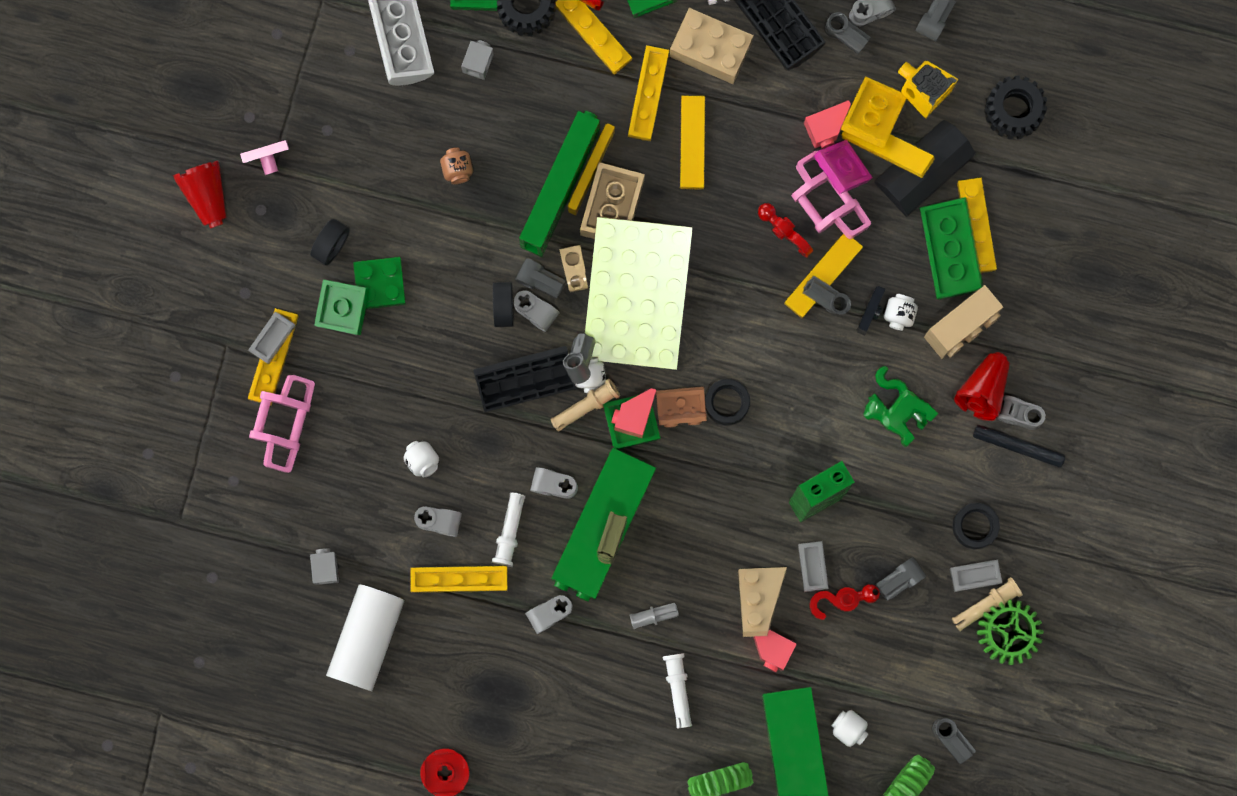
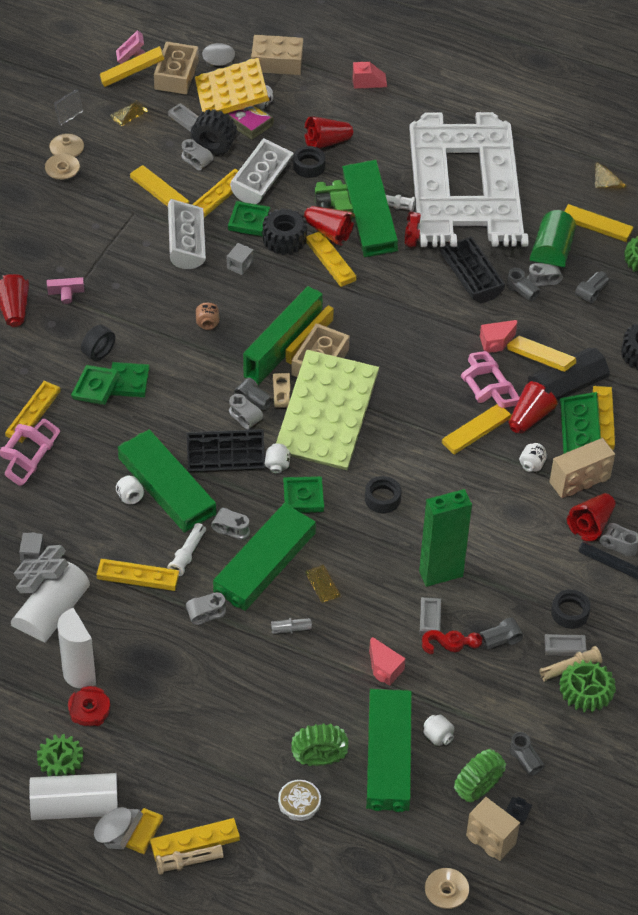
camera: 10 degrees right, 30 degrees down
(272, 337) = (35, 396): light grey tile -> none
(345, 604) = (47, 566): none -> light grey plate
(414, 724) = (76, 651): none -> white brick
(443, 521) = (132, 533): light grey piece -> none
(461, 434) = (166, 480): none -> green brick
(503, 304) = (220, 401): black tyre -> none
(579, 358) = (271, 437): dark grey piece -> none
(594, 399) = (278, 471): tan pin -> none
(611, 538) = (268, 547): olive piece -> none
(634, 414) = (307, 483): coral slope -> none
(648, 93) = (363, 298): yellow plate -> none
(677, 678) = (299, 672): white pin -> none
(678, 543) = (322, 583): none -> clear yellow slope
(681, 406) = (345, 489): nougat bracket -> none
(692, 142) = (391, 333): yellow tile -> none
(711, 46) = (417, 276): tan brick -> none
(758, 598) = (381, 623): tan wing -> none
(784, 228) = (451, 393): red piece -> none
(826, 295) = (475, 436): dark grey piece -> none
(842, 166) = (504, 360): dark pink plate -> none
(872, 310) = (510, 454): black plate -> none
(874, 112) = (534, 331): yellow tile -> none
(886, 238) = (531, 407): none -> red cone
(904, 408) = (521, 522): green animal -> none
(926, 86) = (578, 323): torso -> none

